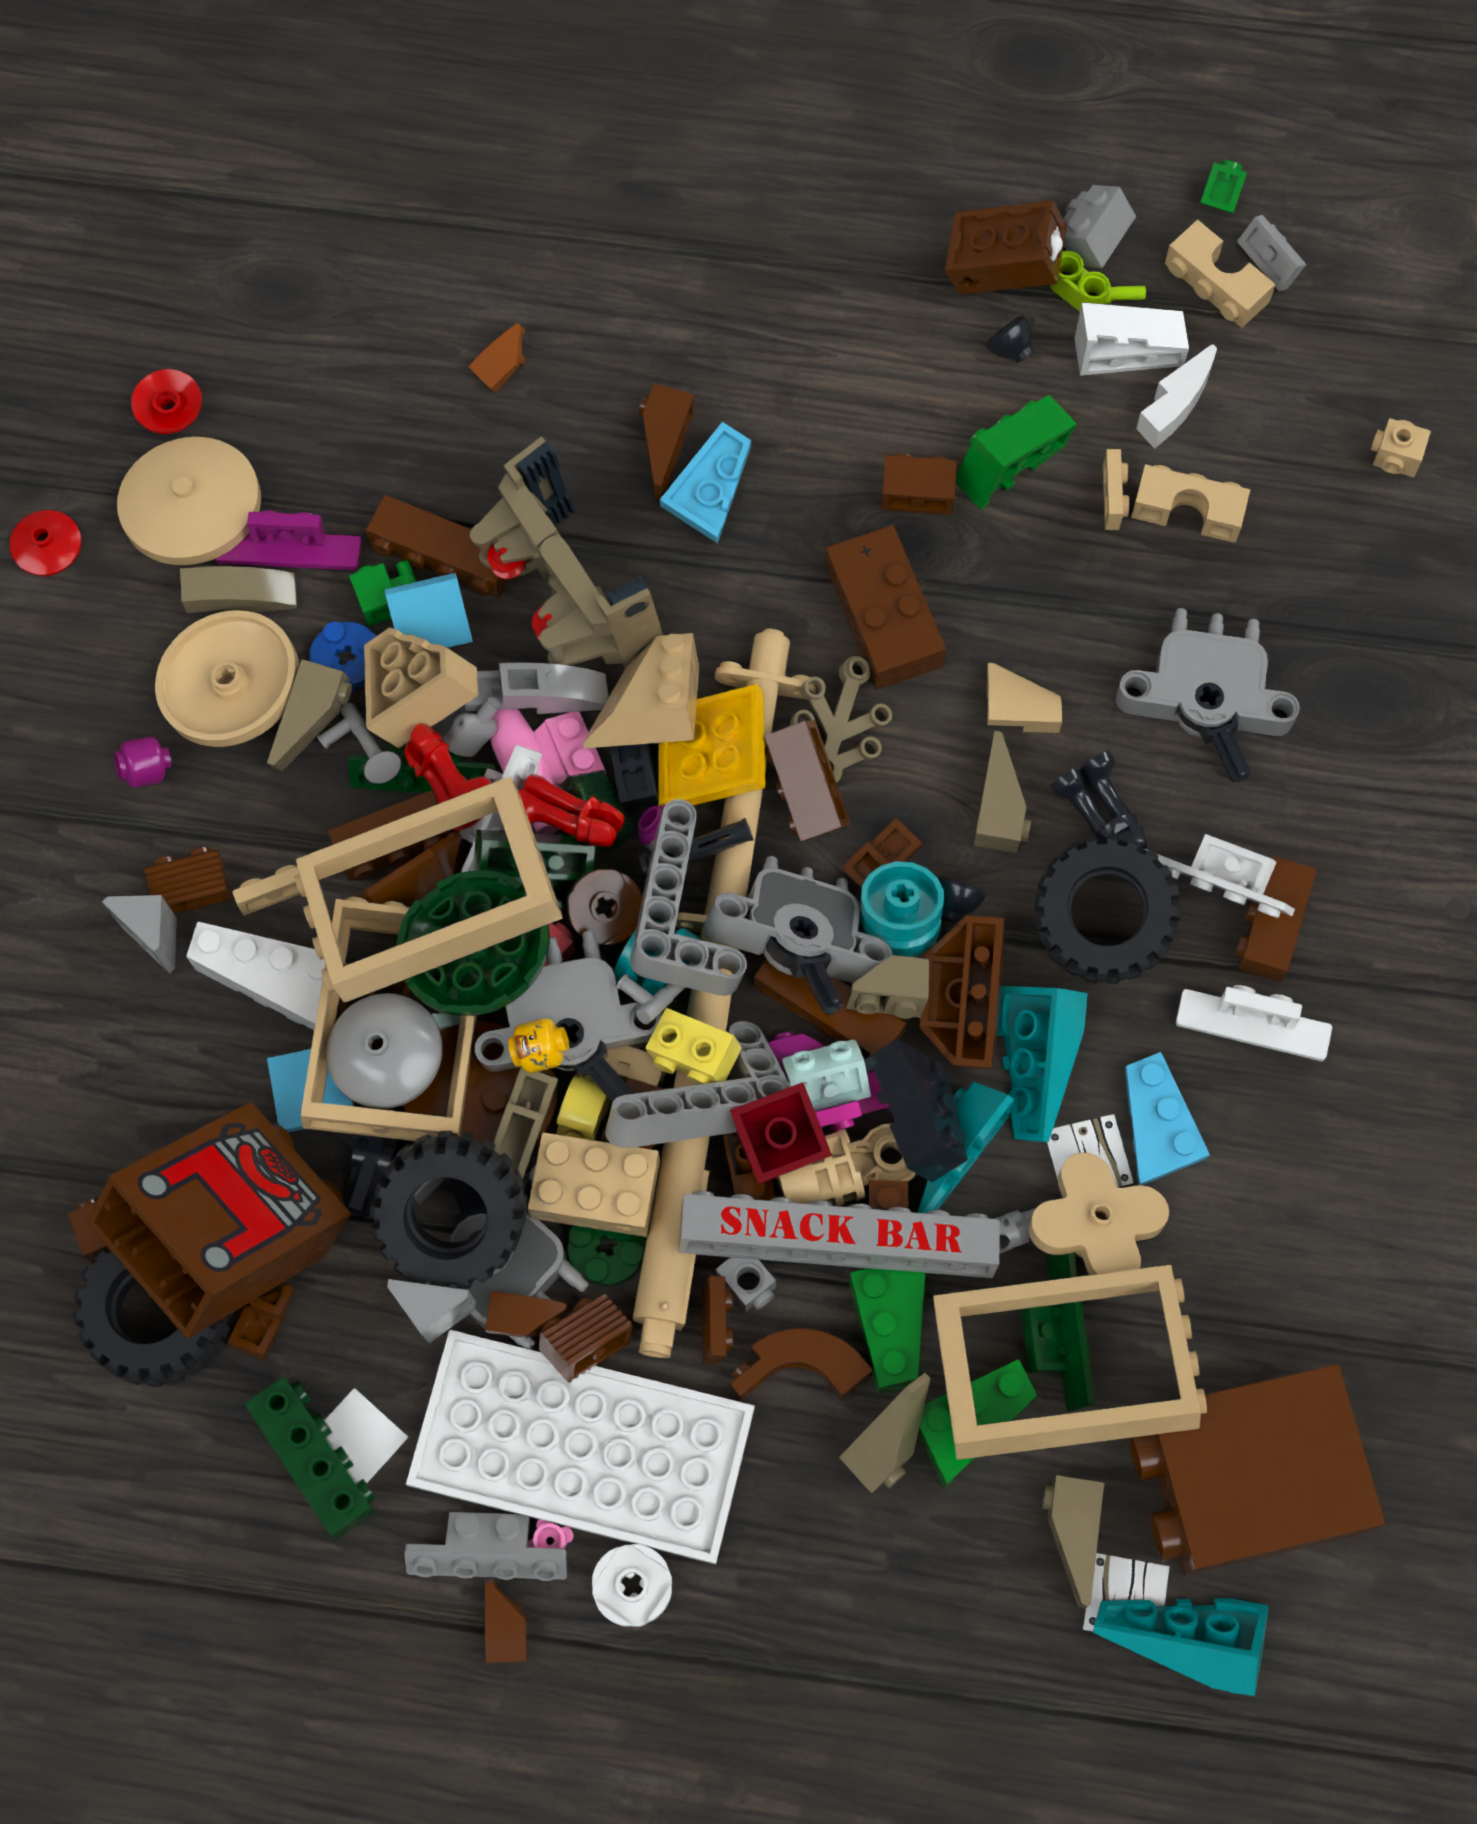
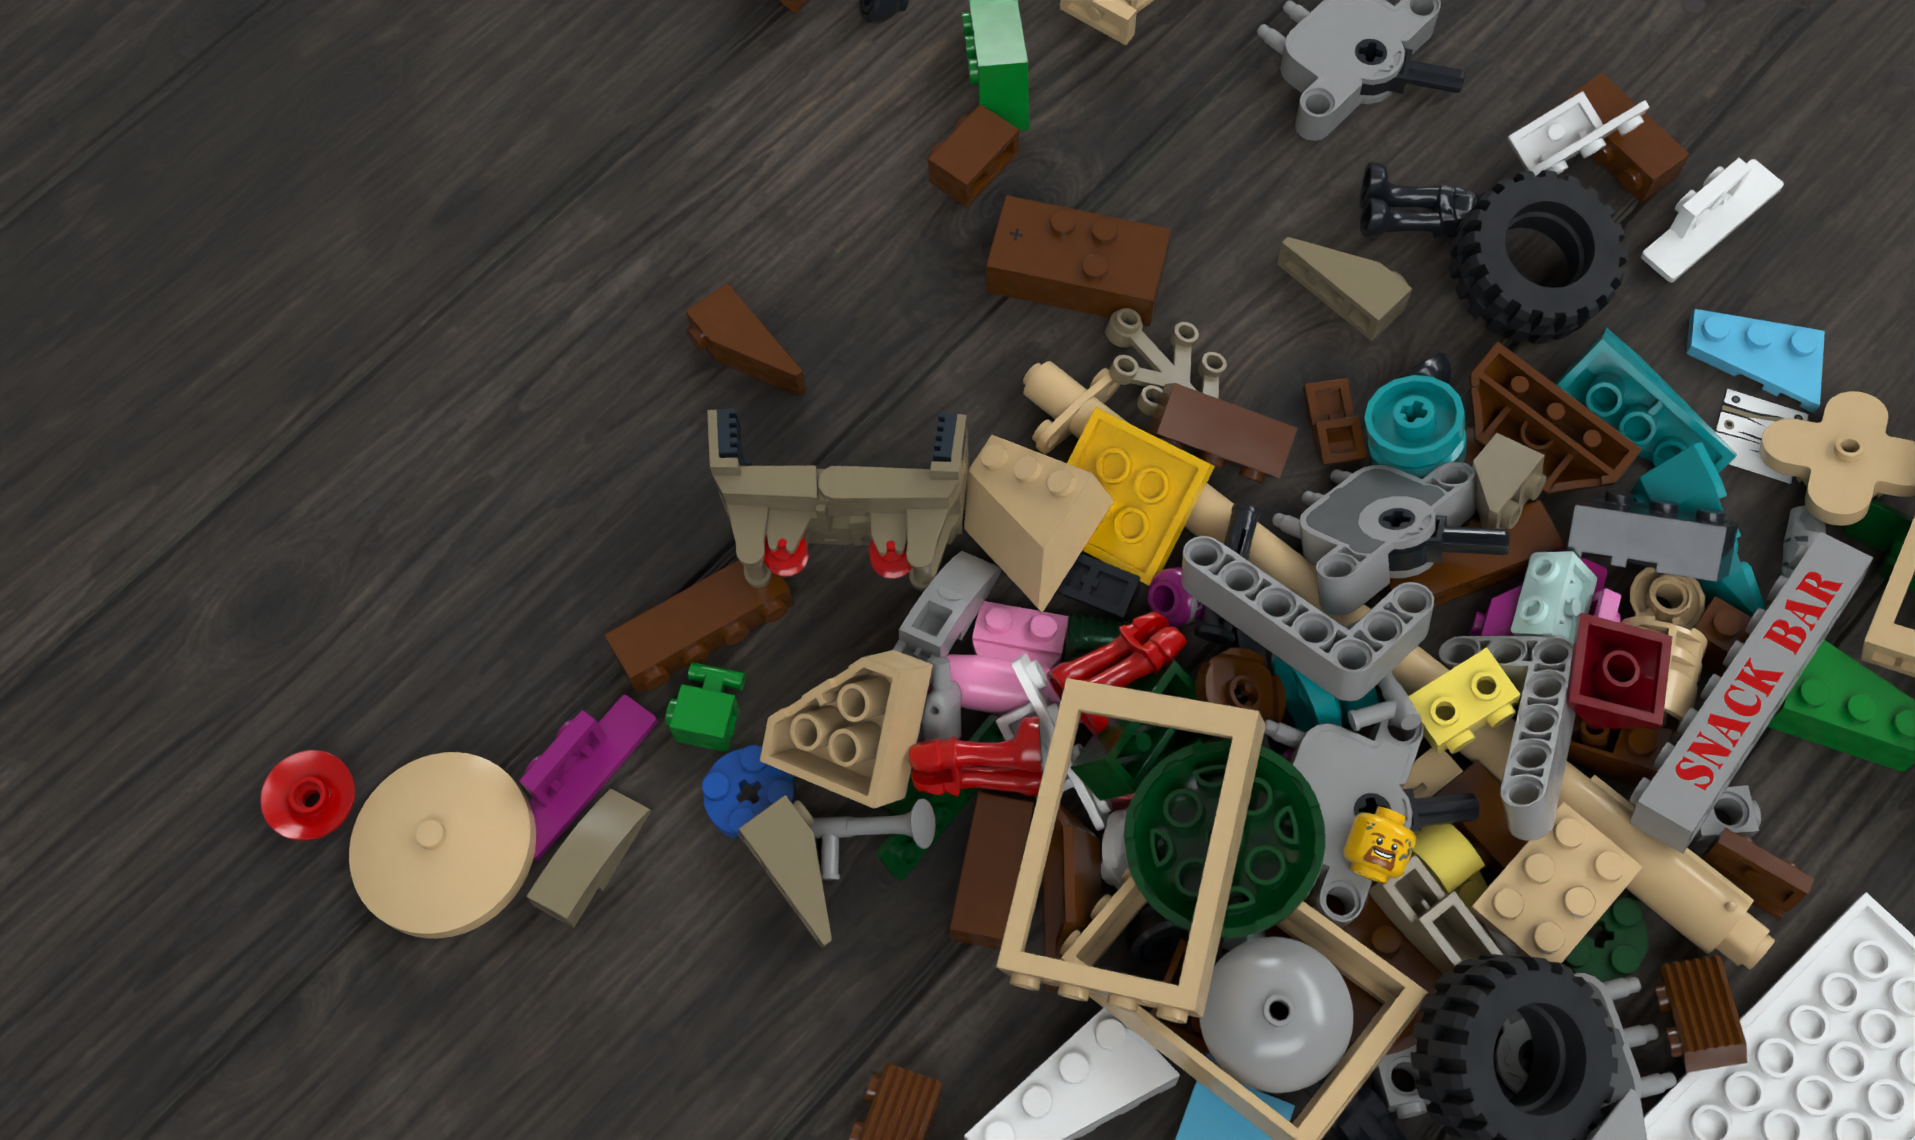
camera: 55 degrees left, 5 degrees down
(53, 553) = (381, 1047): red dish -> none
(142, 762) = (716, 1085): magenta head -> none
(226, 678) = (690, 929): tan dish -> none
(259, 893) = (962, 1054): tan plate -> none
(430, 611) = (772, 669): medium azure tile -> none
(500, 358) = (534, 440): dark orange slope -> none
(520, 1314) = (1647, 1062): reddish brown slope -> none
(709, 482) = (824, 335): medium azure wing -> none
(805, 1349) = (1820, 820): reddish brown arch -> none
(1021, 702) = (1256, 211): tan slope -> none

